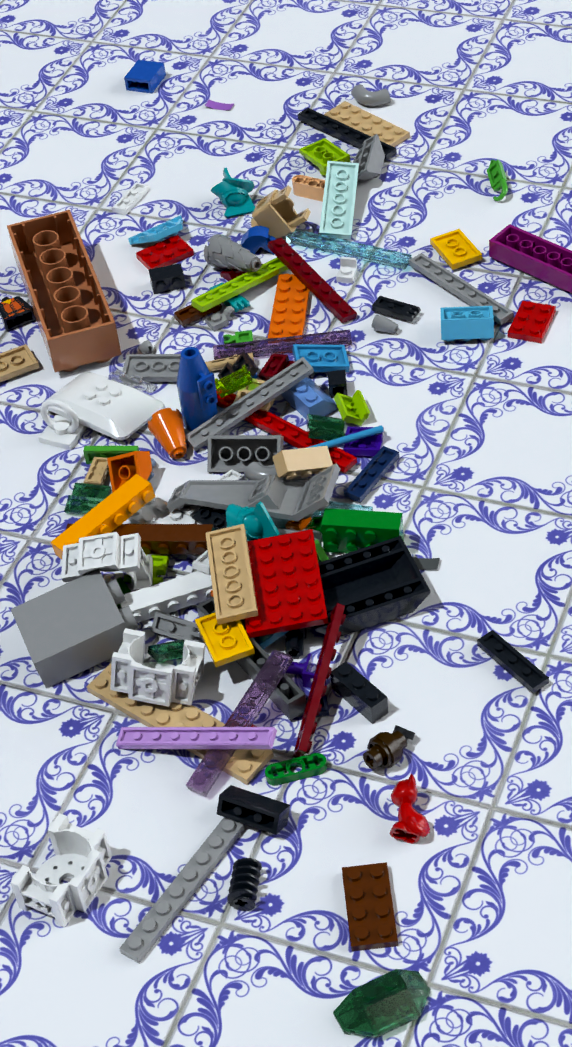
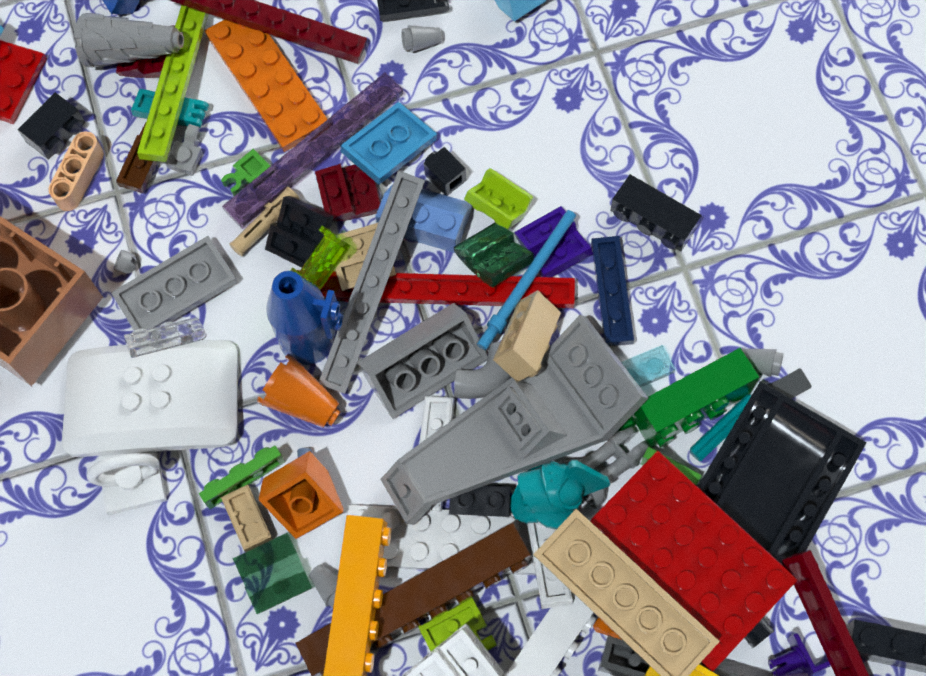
camera: 40 degrees left, 25 degrees up
(160, 301) = (74, 159): none -> light nougat beam
(422, 543) = (765, 360): none -> light grey cone
(429, 453) = (655, 213): none -> black brick

